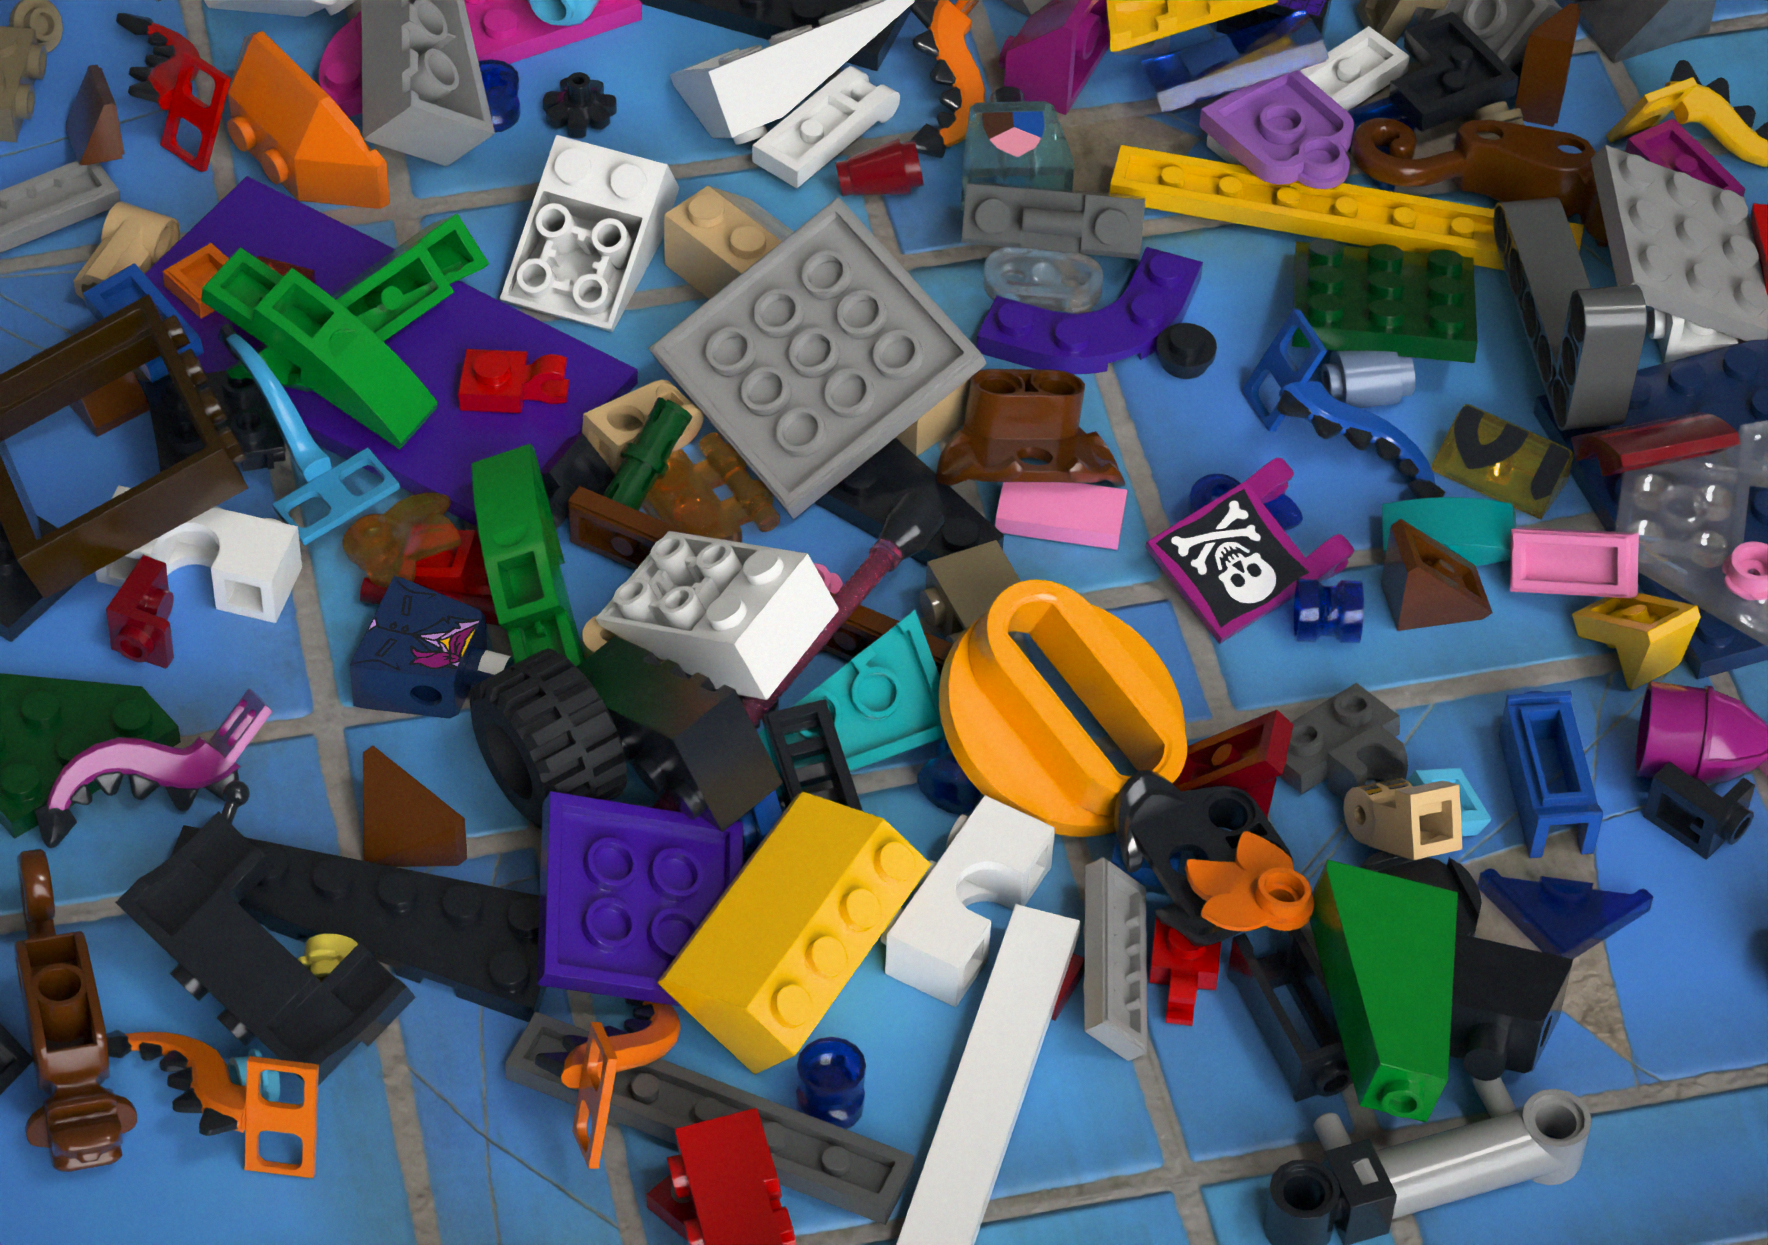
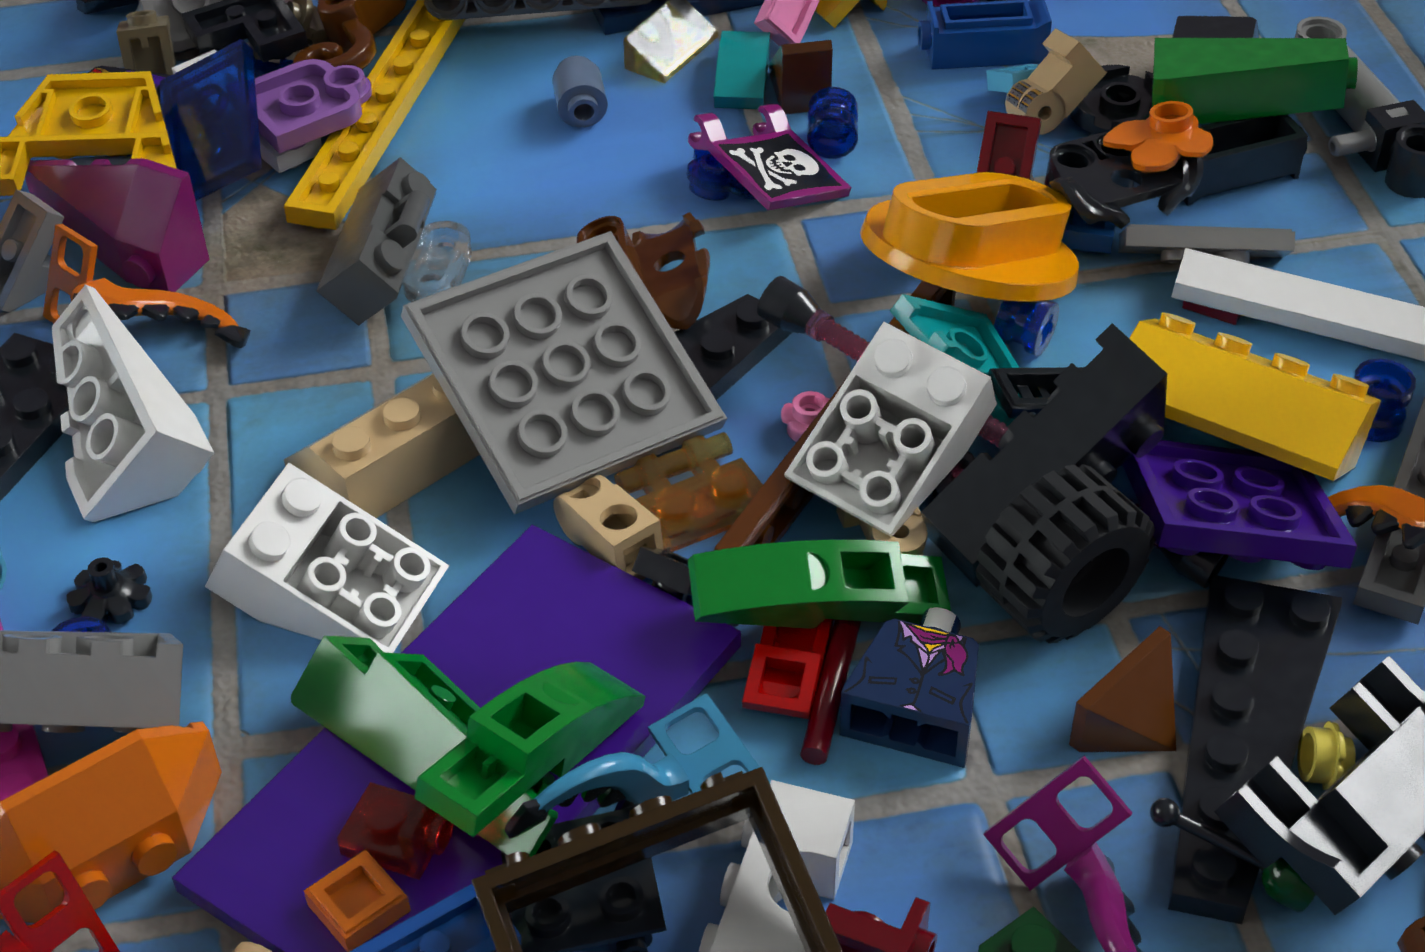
camera: 85 degrees left, 5 degrees down
(404, 534) = (768, 700): clear orange plate -> none
(505, 379) = (554, 620): red plate -> none
(648, 454) = (673, 501): dark green pin -> none
(824, 126) = (223, 409): white plate -> none
(881, 170) = (273, 356): dark red cone -> none
(964, 587) = (852, 295): dark tan slope -> none
(989, 858) = (1119, 293): white arch -> none
(1015, 144) = (272, 272): clear light blue torso -> none
(1062, 512) = (727, 252): bright pink tile -> none
(1091, 340) = (492, 220): dark purple plate -> none
(1184, 969) = (1197, 212): red plate -> none
(1186, 350) = (529, 191): black plate -> none
(1328, 414) = (611, 111): blue piece -> none
(1346, 743) = (956, 130): dark grey plate -> none
(1386, 300) = (502, 74): dark green plate -> none
(1562, 913) = (1108, 39): clear blue tile -> none

